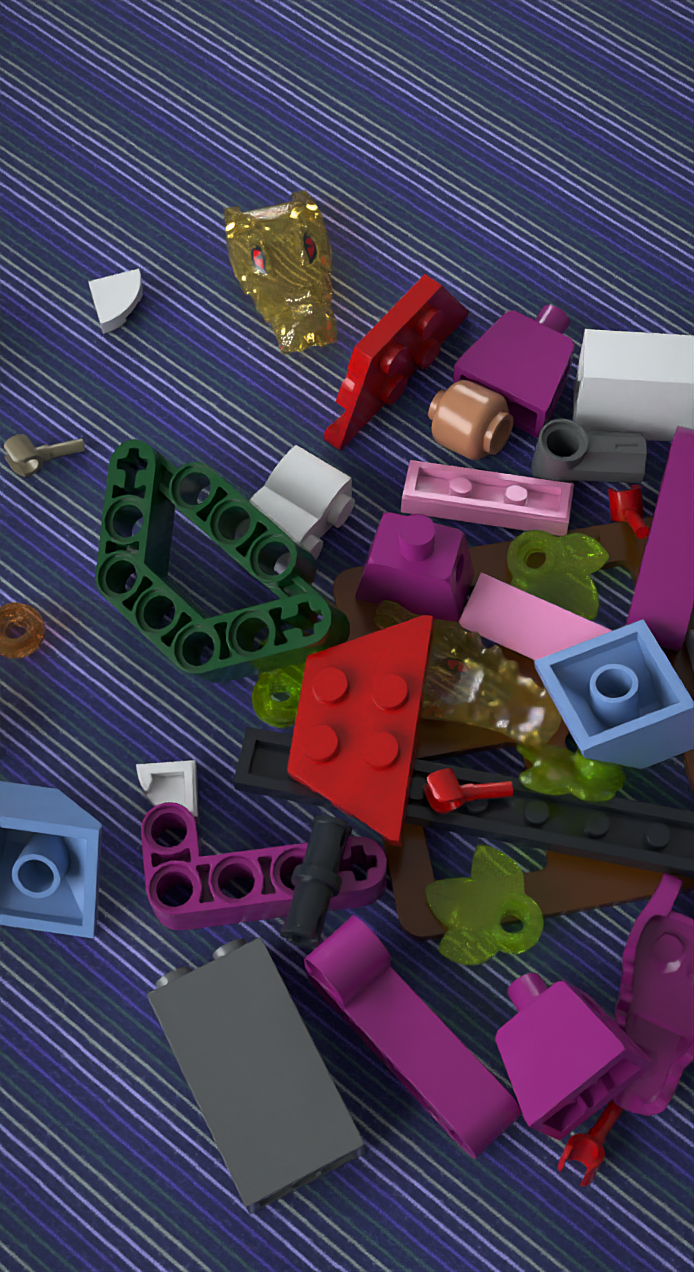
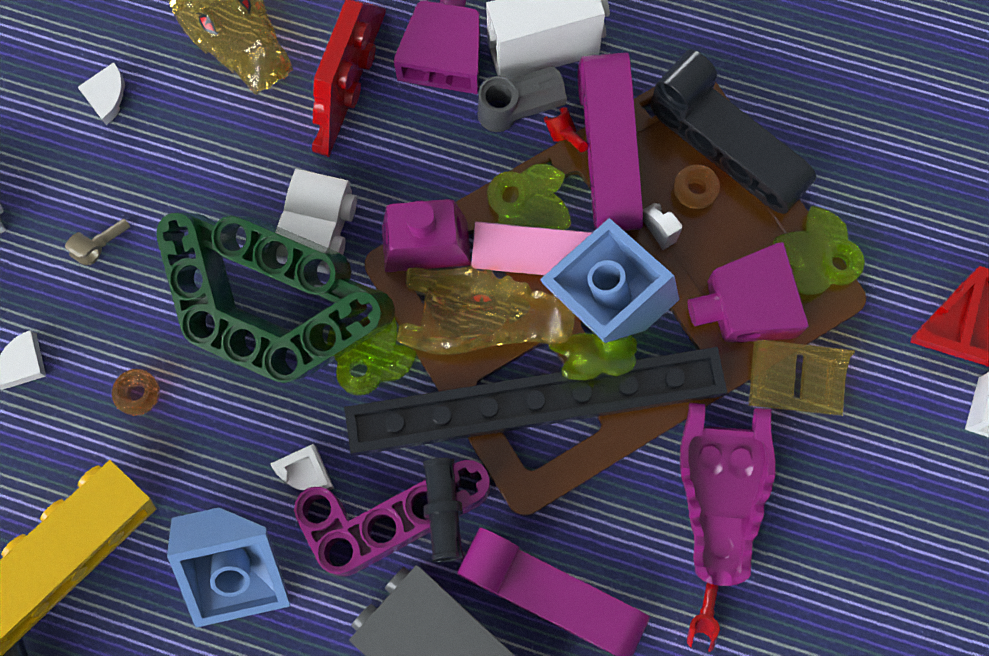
camera: 20 degrees left, 10 degrees up
(363, 723) = (431, 374): red wing -> none
(447, 795) = (512, 404): red hand -> none
(470, 420) = (420, 100): nougat head -> none
(478, 904) = (562, 478): clear neon green plate -> none
(487, 497) = (455, 157): bright pink tile -> none
(564, 1055) = (666, 565): magenta torso -> none

